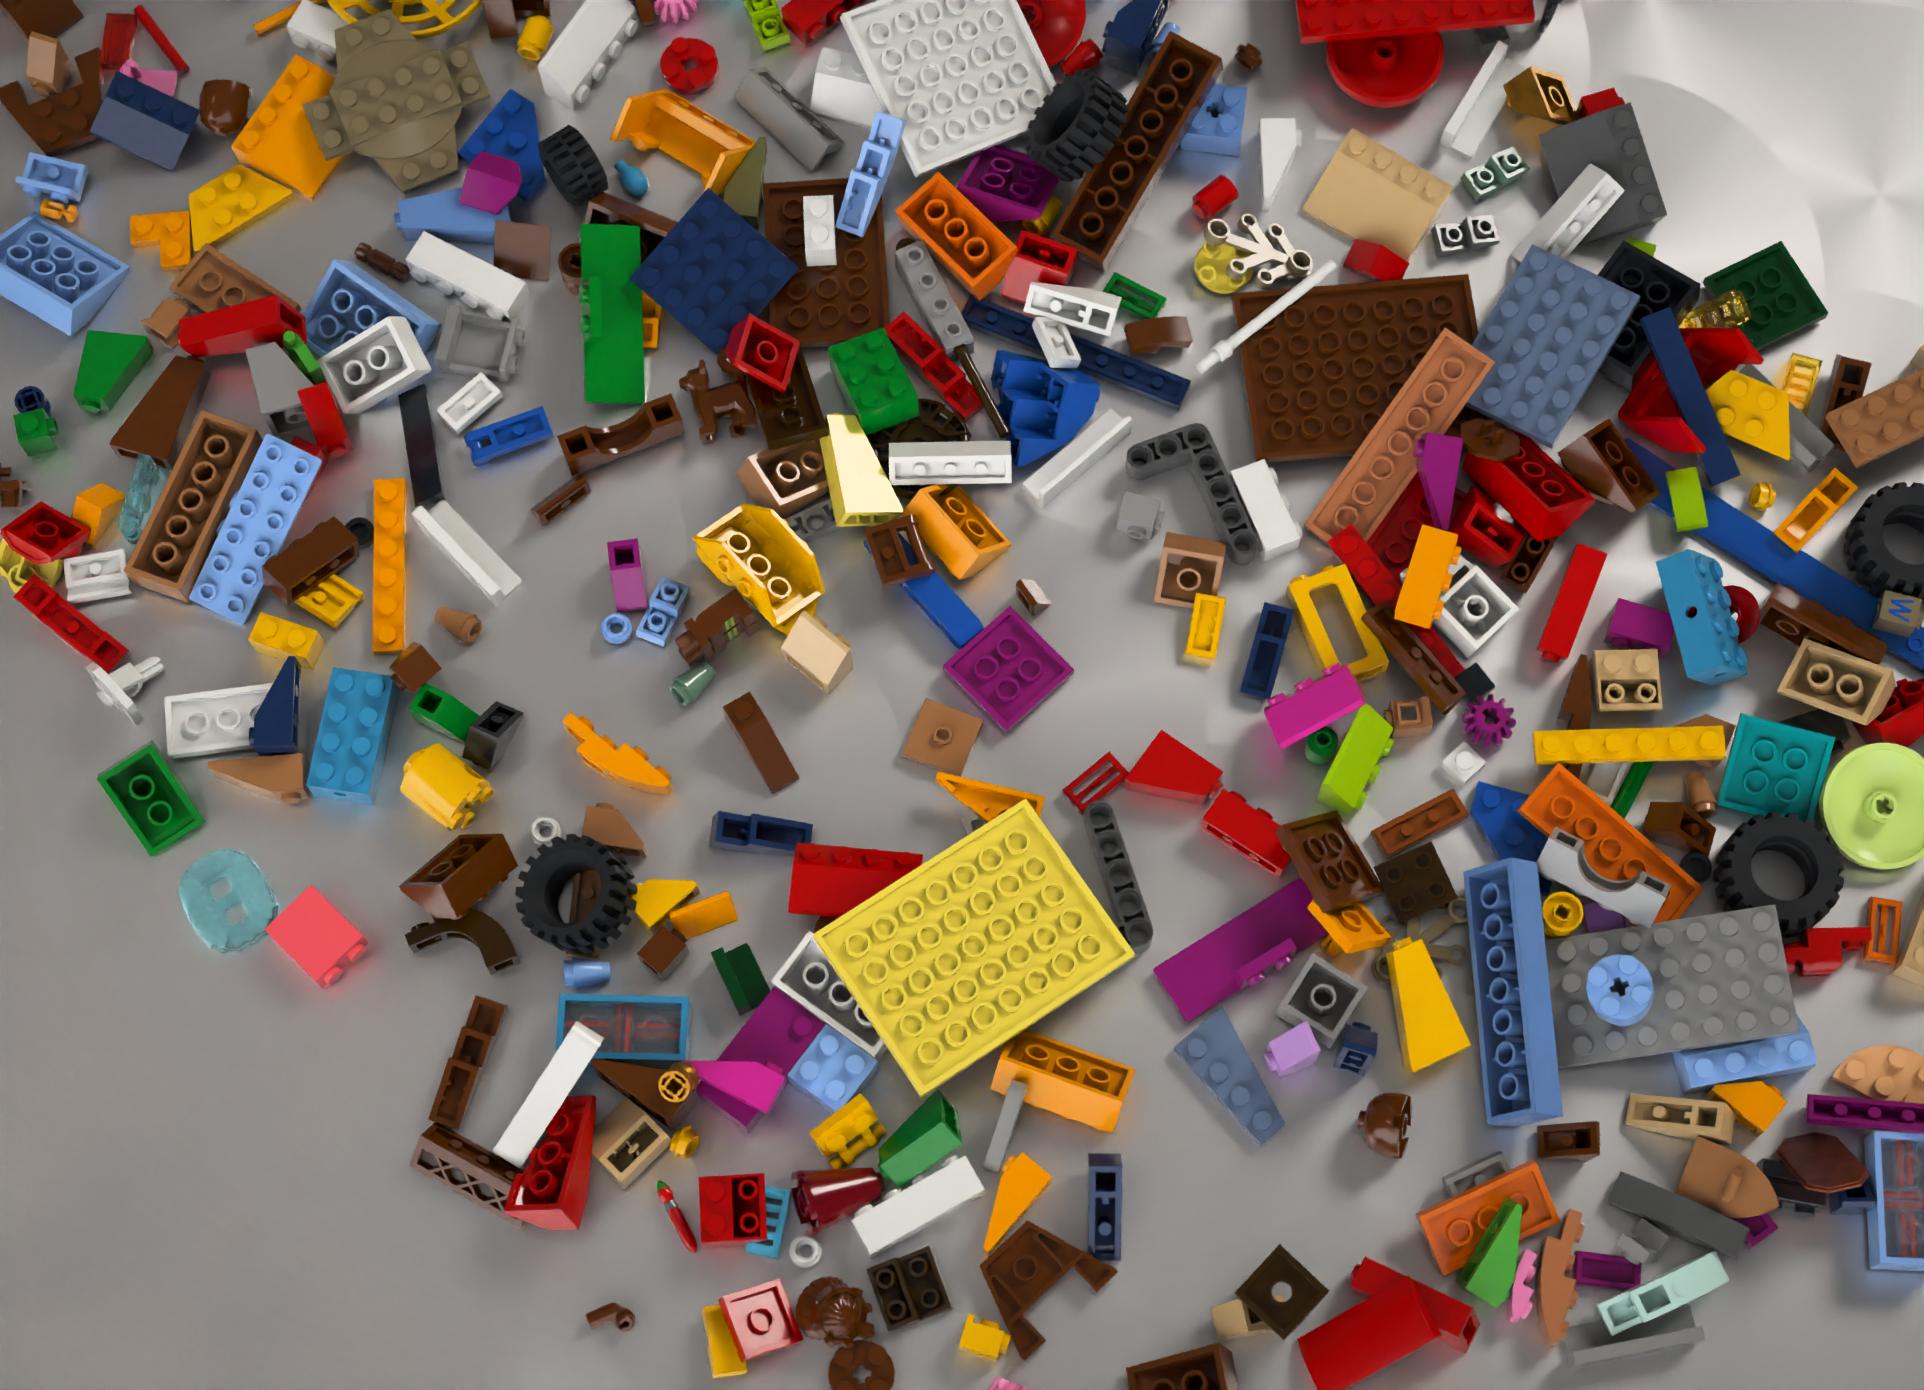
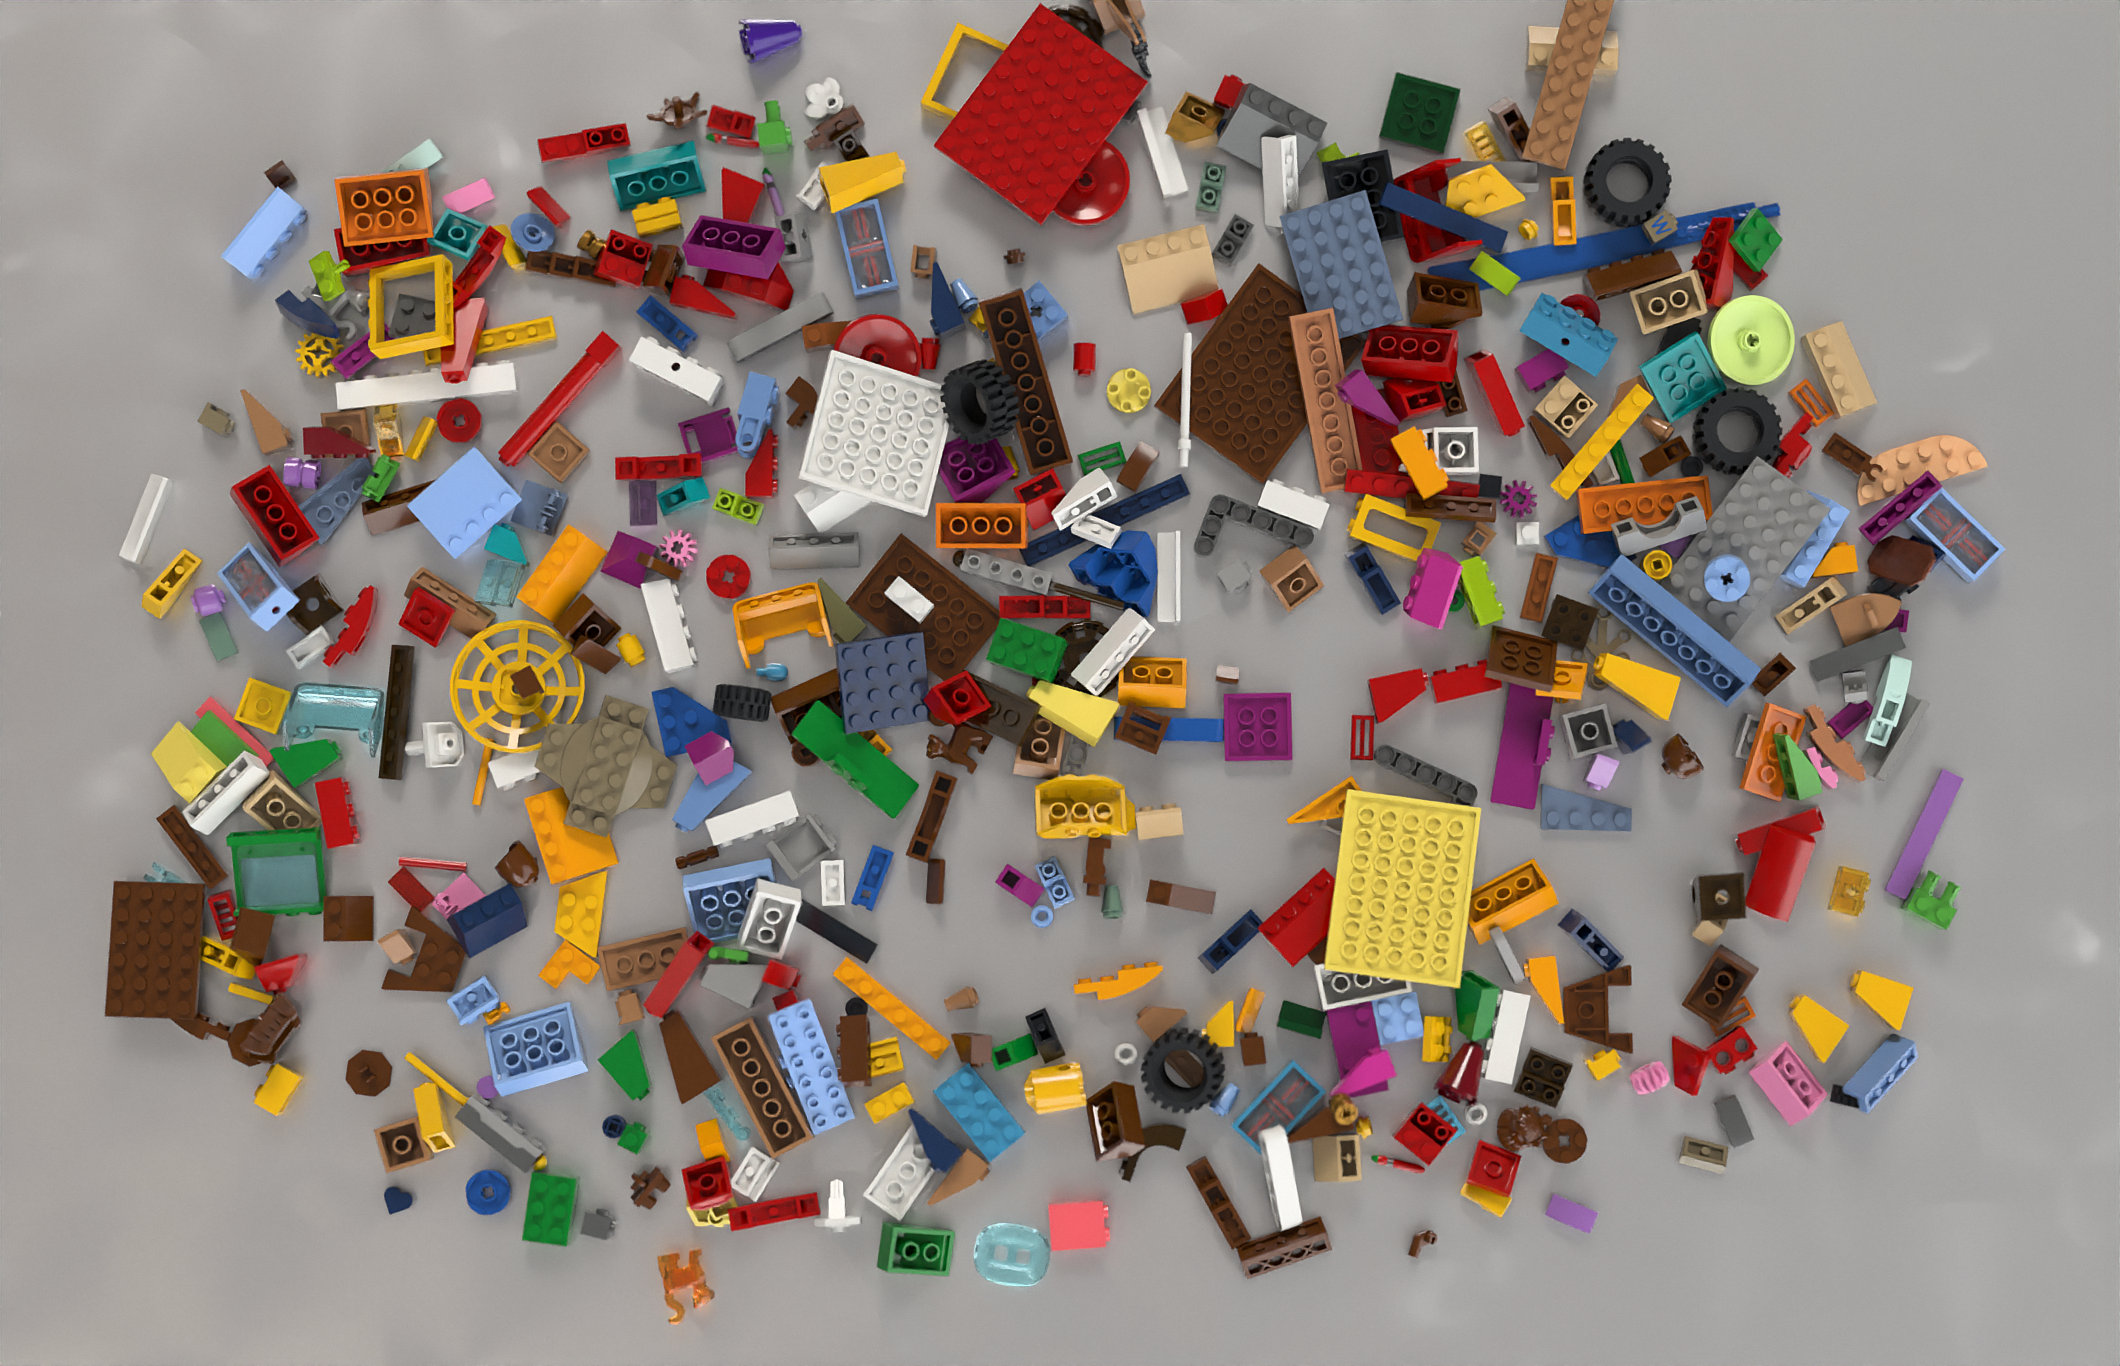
camera: 45 degrees left, 15 degrees up
(468, 551) = (921, 957): white panel -> none
(522, 249) = (765, 774): reddish brown sticker -> none
(557, 1178) = (1327, 1210): red wedge -> none
(871, 173) = (902, 541): light blue slope -> none
(942, 738) = (1263, 796): medium nougat plate -> none
(1205, 626) = (1329, 598): yellow plate -> none
(1276, 152) = (1087, 296): white slope -> none
(1292, 262) = (1141, 362): plant -> none
(1489, 440) = (1369, 350): reddish brown piece -> none
(1732, 297) = (1413, 140): clear yellow slope -> none
(1871, 1018) = (1850, 456): none -> reddish brown plate

